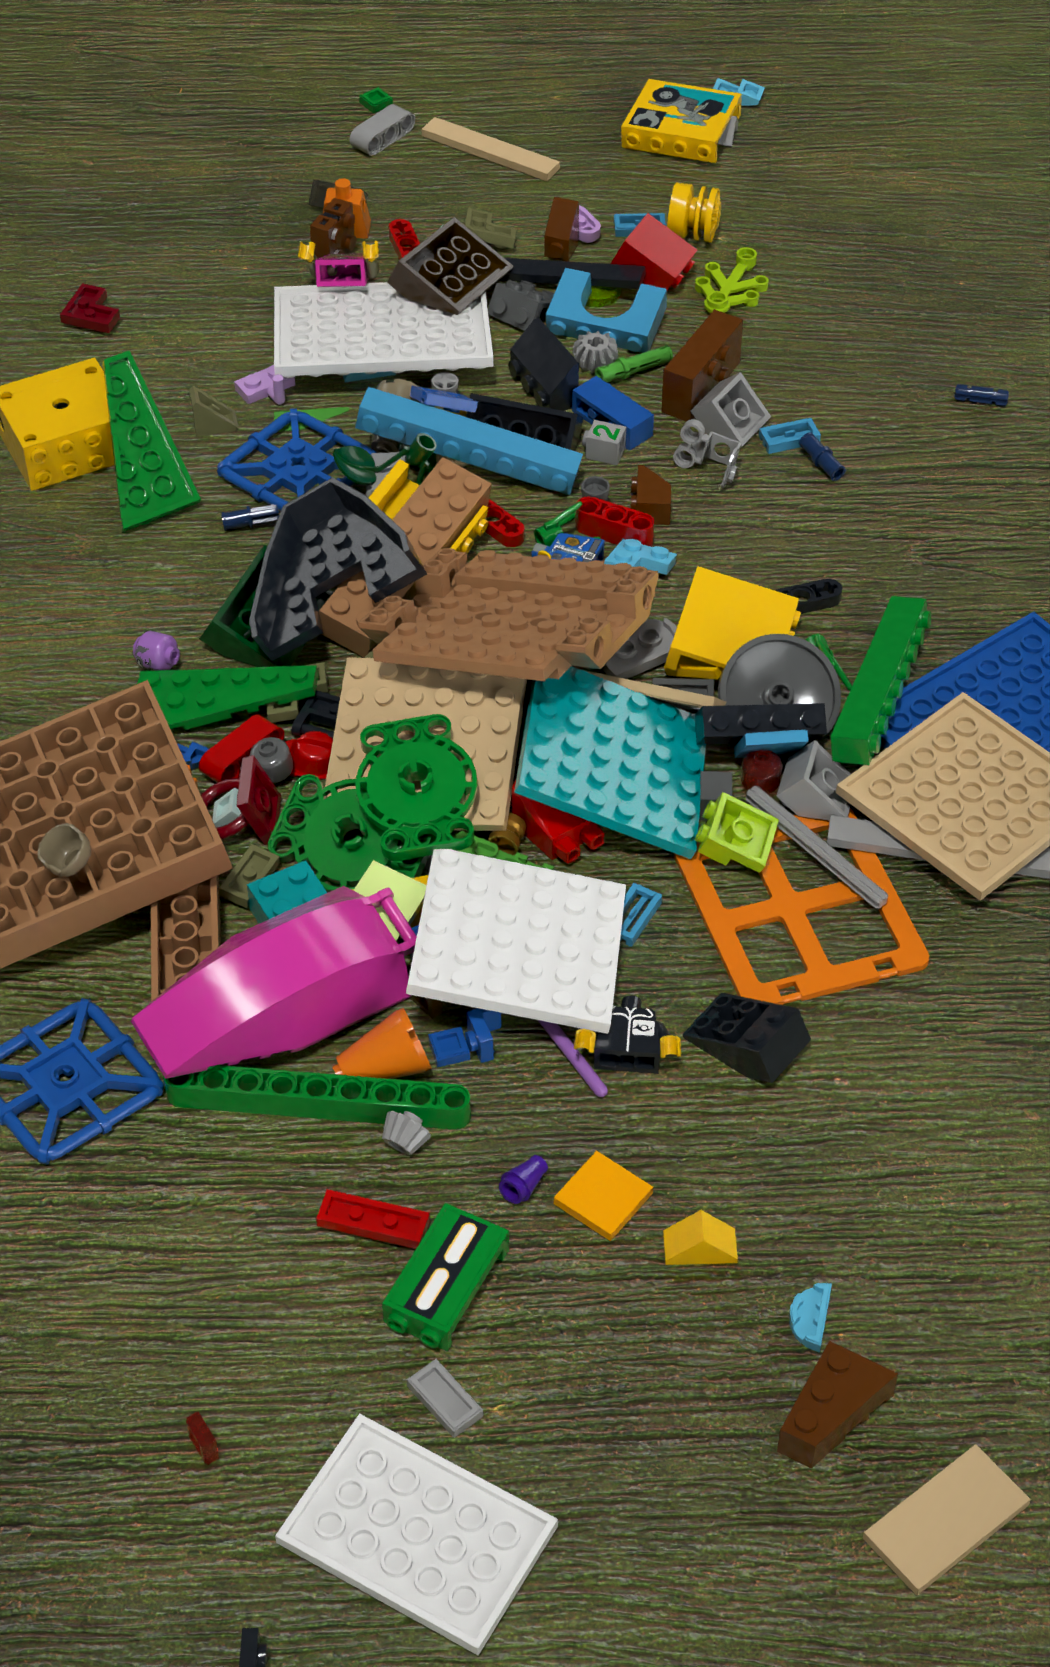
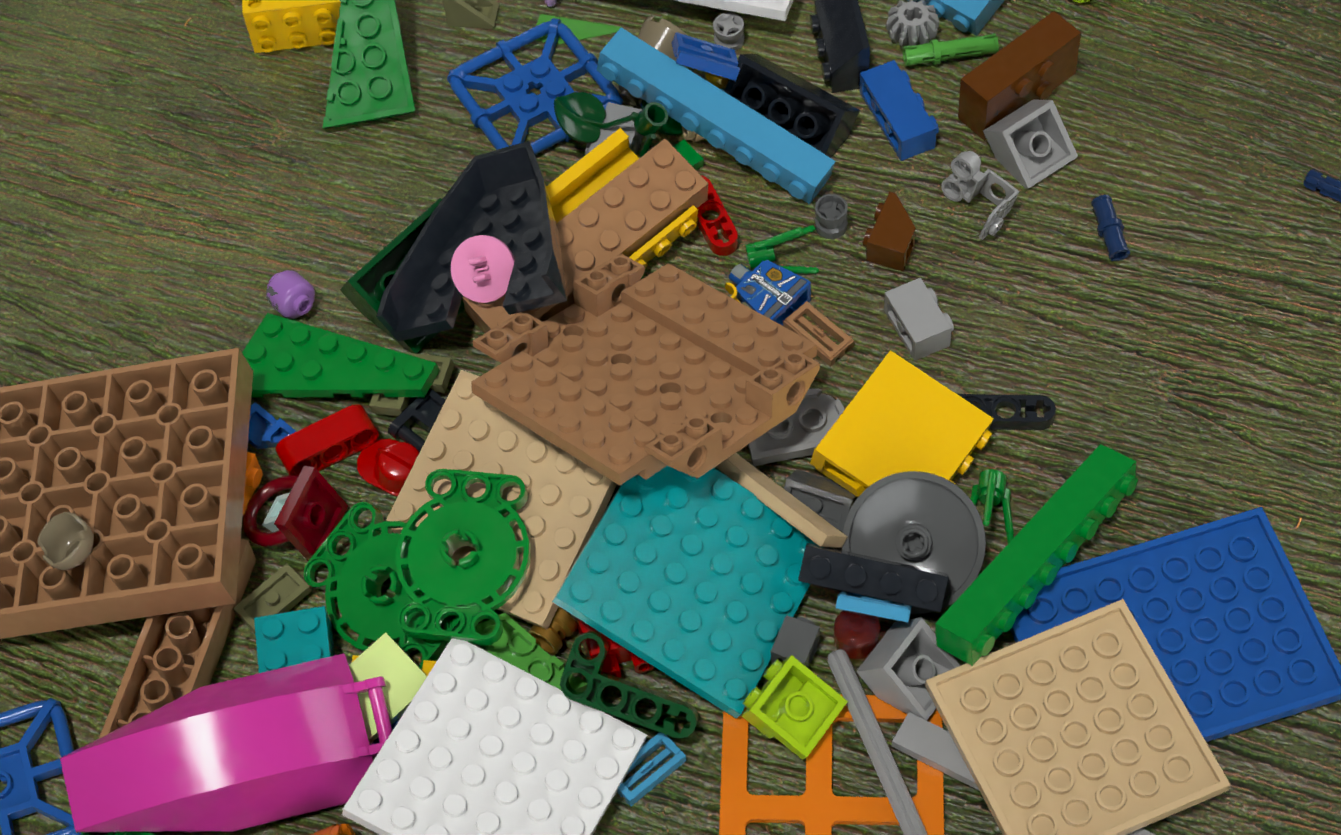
camera: 25 degrees right, 10 degrees up
(250, 517) = (454, 146): dark blue axle -> none
(274, 758) = (348, 465): dark grey head -> none
(333, 579) = (482, 268): none -> bright pink piece
(598, 855) = (631, 692): none -> dark green beam
(605, 442) = (872, 147): light grey brick -> none
(613, 522) = (841, 271): red beam -> none
(637, 554) = (842, 305): medium azure plate -> none
(700, 547) = (918, 318): none -> light grey brick
(786, 435) = (1085, 193): dark azure tile -> none

